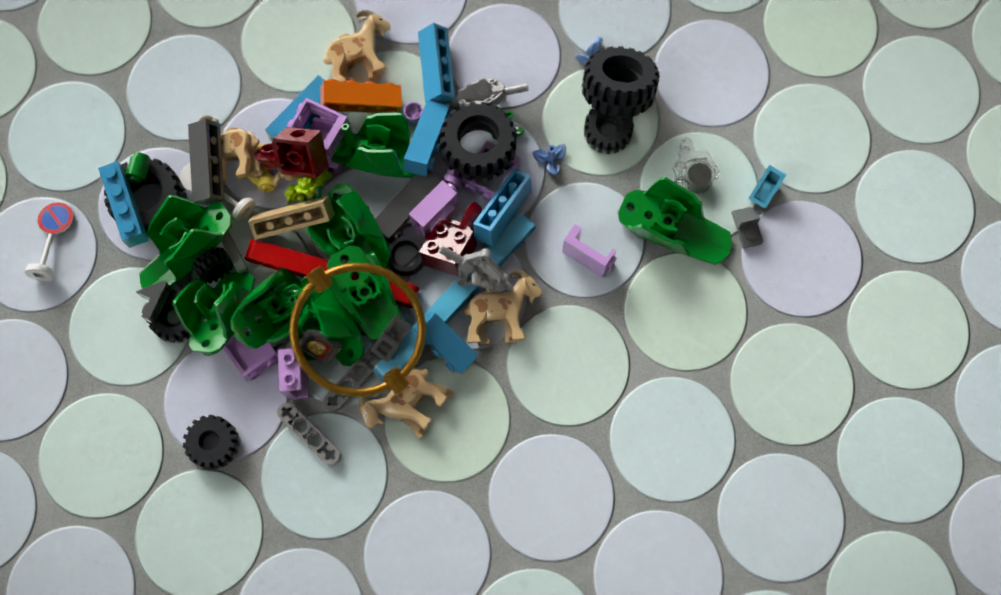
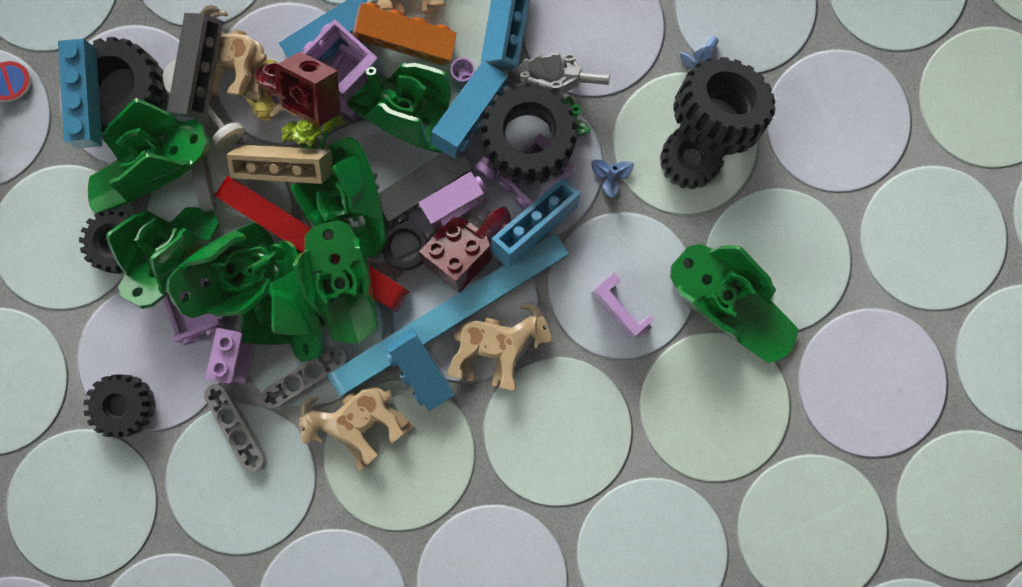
camera: 15 degrees right, 10 degrees up
(138, 167) = (109, 52): green brick -> none
(157, 296) = (96, 218): dark grey slope -> none
(212, 265) = (172, 195): black tyre -> none
(319, 347) = (260, 332): slope -> none
(320, 281) = (283, 266): pearl gold piece -> none
(391, 338) = (357, 346): dark grey slope -> none
(483, 269) = (488, 300): light grey bar -> none
(698, 174) = (783, 246): clear piece -> none
(747, 226) = (820, 326): dark grey slope -> none
(767, 186) = (861, 286): medium azure slope -> none

